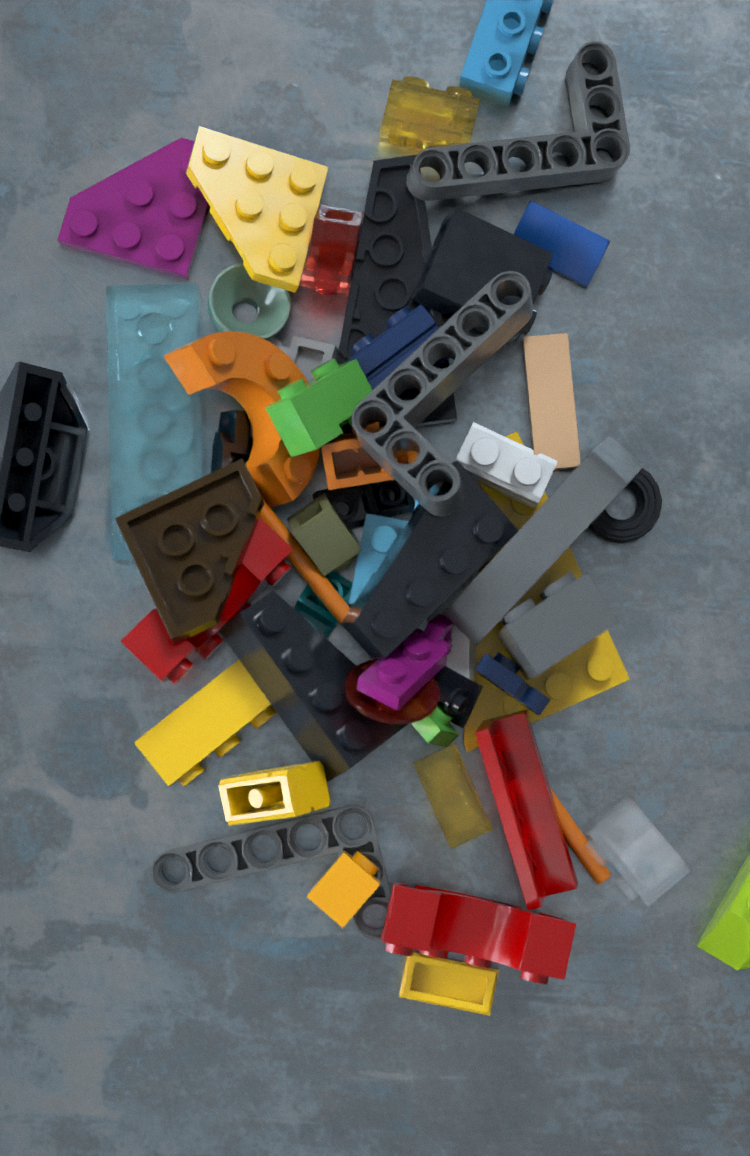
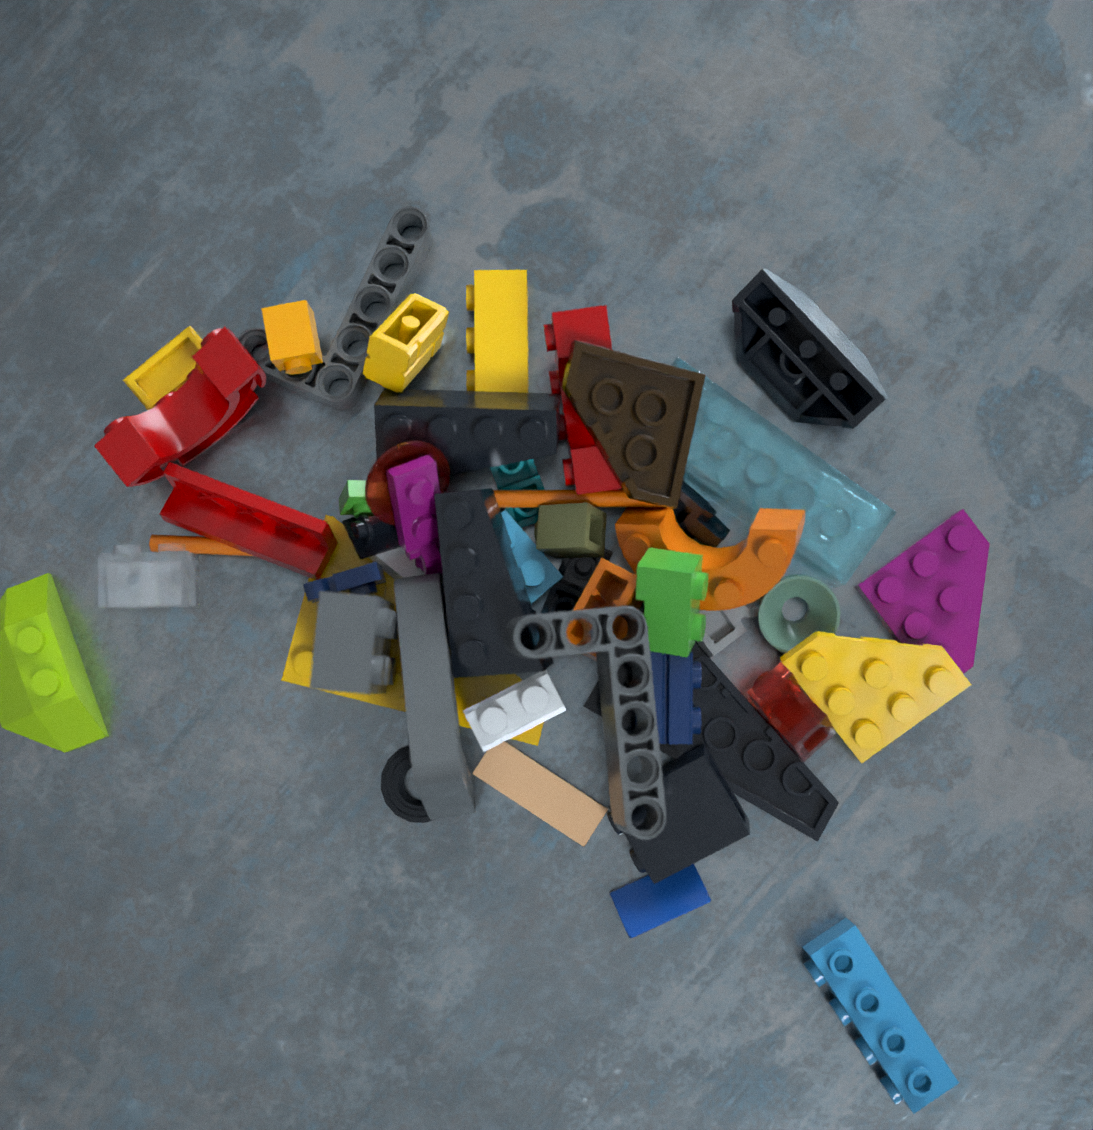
camera: 130 degrees right, 0 degrees up
(427, 116) = (840, 875): clear yellow brick -> none
(452, 796) = (299, 475): clear yellow brick -> none
(537, 151) = (746, 938): dark grey beam -> none

